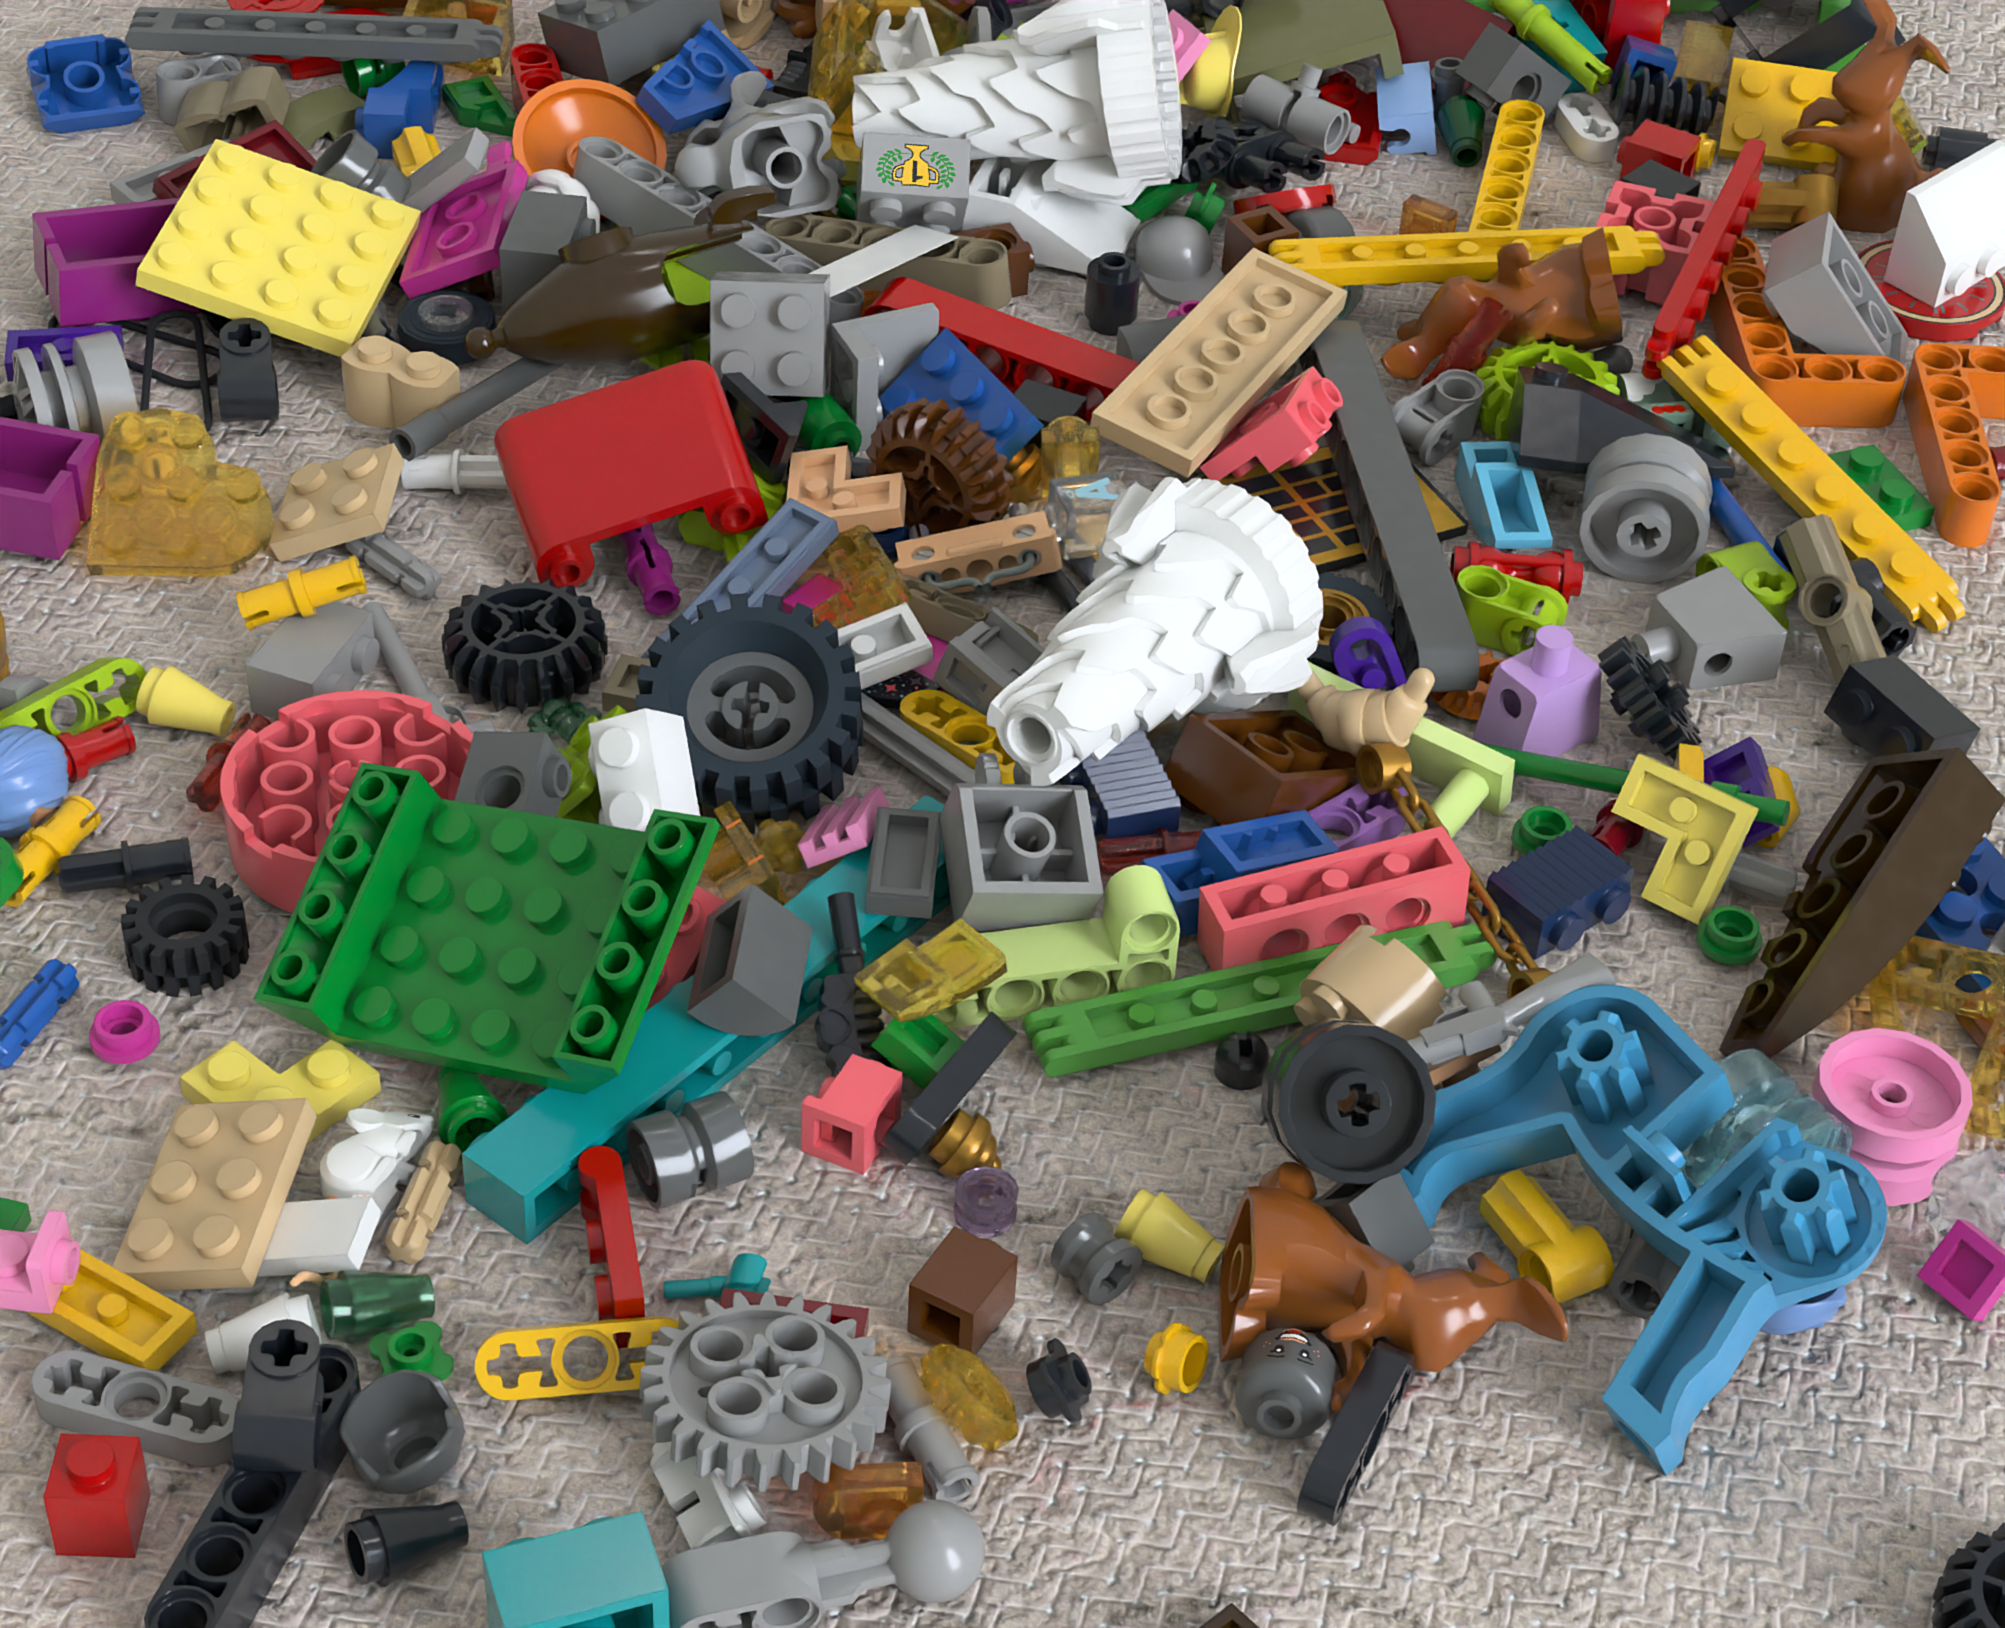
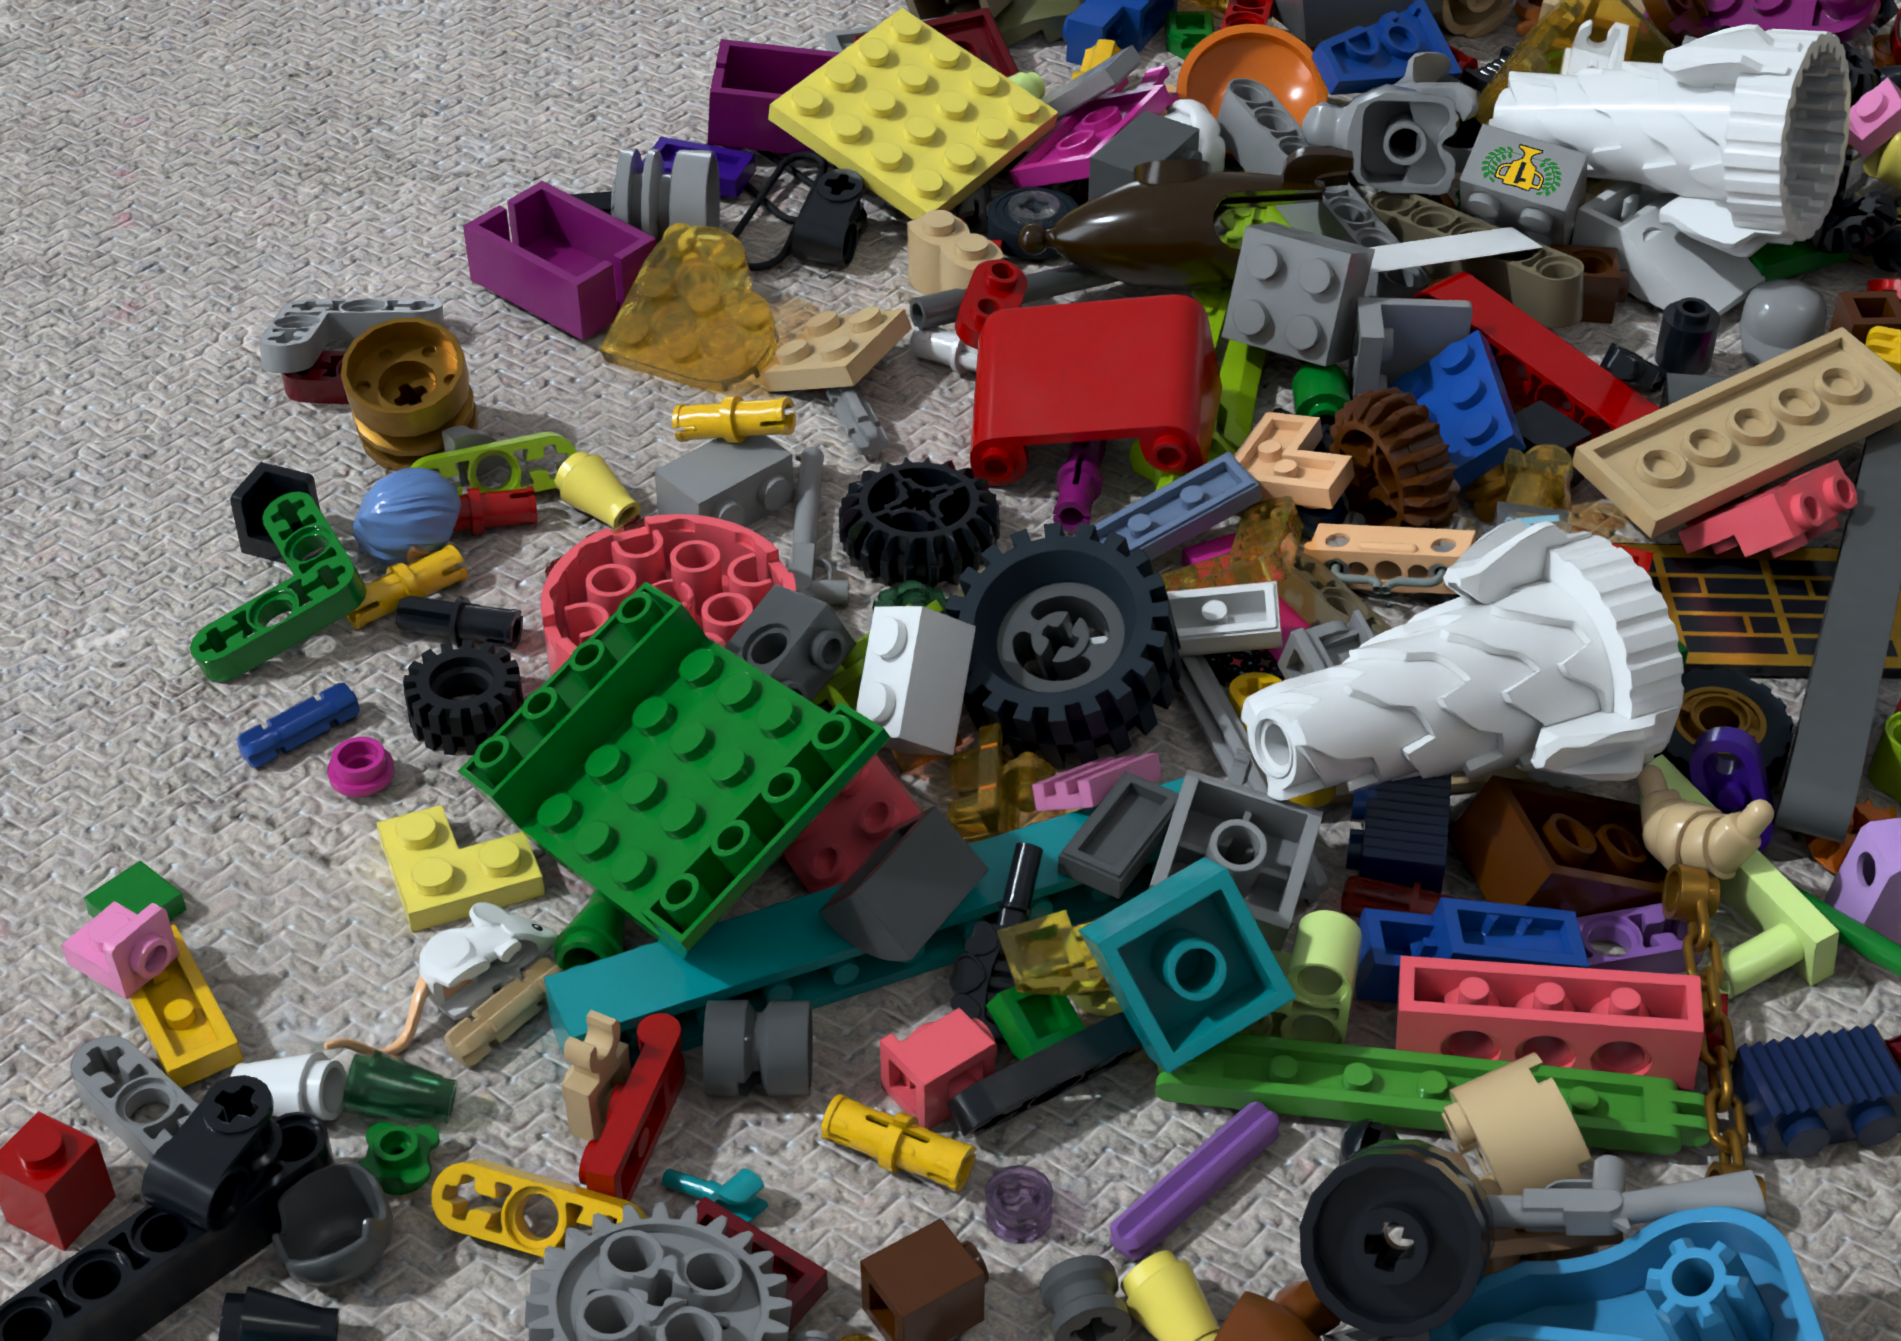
camera: 30 degrees right, 0 degrees up
(216, 1194) = (327, 940): tan plate -> none
(321, 1236) = (373, 1006): white tile -> none
(355, 163) = (1021, 62): dark grey wheel -> none
(472, 414) = (991, 288): none -> red plate
(560, 1227) = (594, 1072): none -> tan plate
(764, 426) = (1249, 380): black slope -> none
(855, 1187) = (898, 1142): none -> yellow pin
(964, 1144) = (1029, 1139): pearl gold plate -> none
(1043, 947) = (1187, 963): none -> teal brick
(1082, 329) = (1633, 368): none -> black piece
(1117, 1132) = (1194, 1181): none -> medium lavender axle
(1206, 208) = (1837, 279): green plate -> none
(1537, 827) = (1841, 1009): green plate -> none

